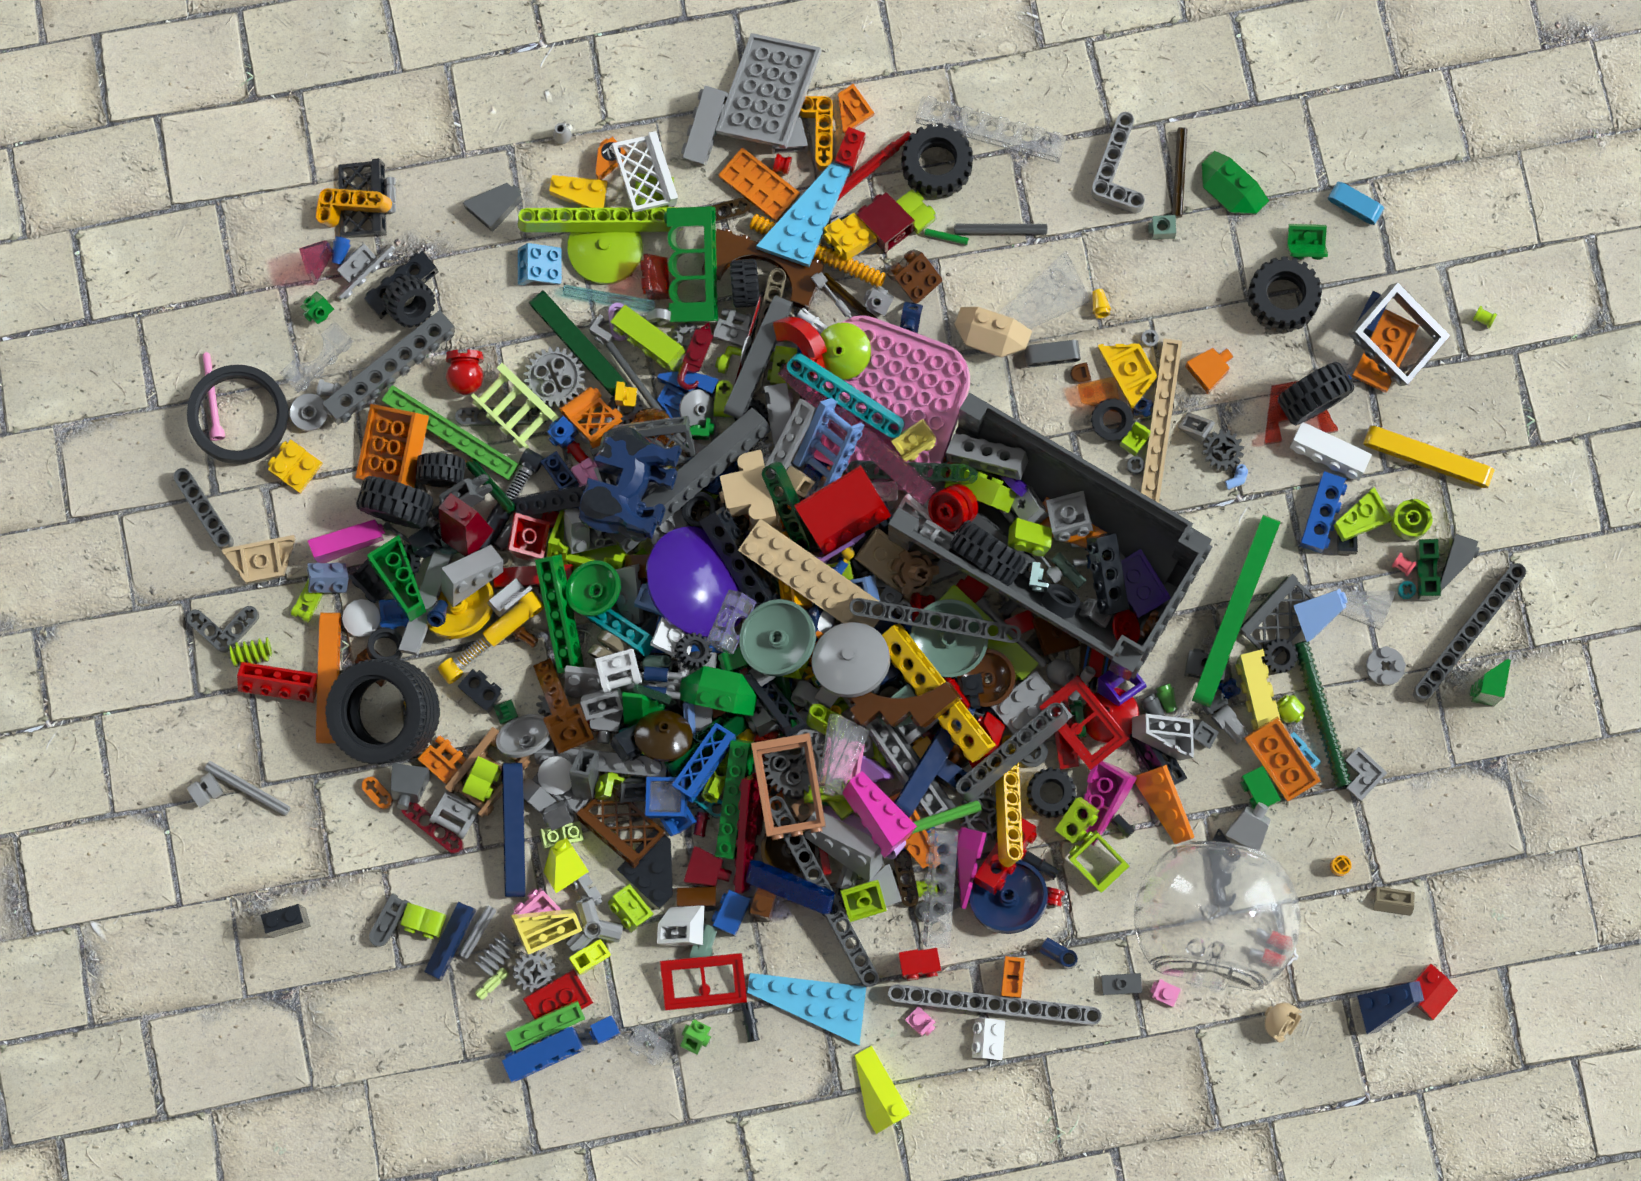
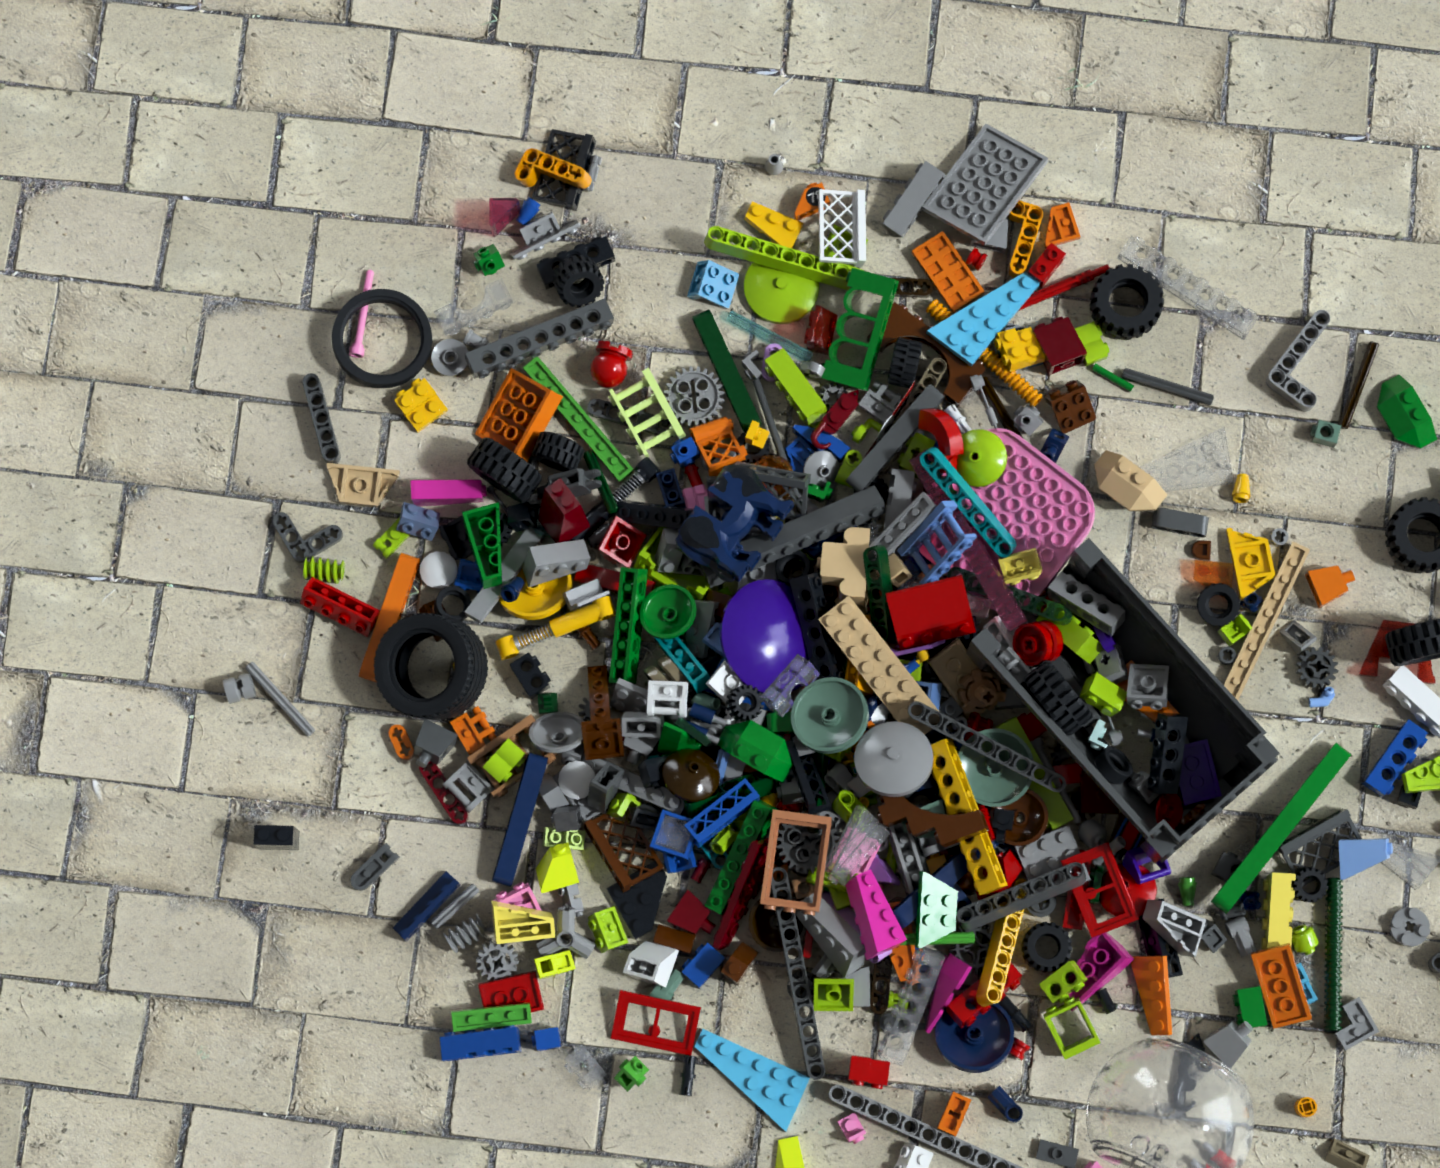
camera: 15 degrees right, 0 degrees up
(422, 920) = (406, 878): lime brick -> none
(492, 983) = (453, 960): yellowish green axle -> none
(494, 205) = (688, 213): dark grey slope -> none
(550, 517) = (649, 530): red plate -> none
(790, 887) = (767, 959): clear blue beam -> none
(934, 789) = (935, 910): none -> wing
(1068, 570) = (1131, 737): sand green pin -> none
(1152, 705) = (1170, 894): dark grey cone -> none

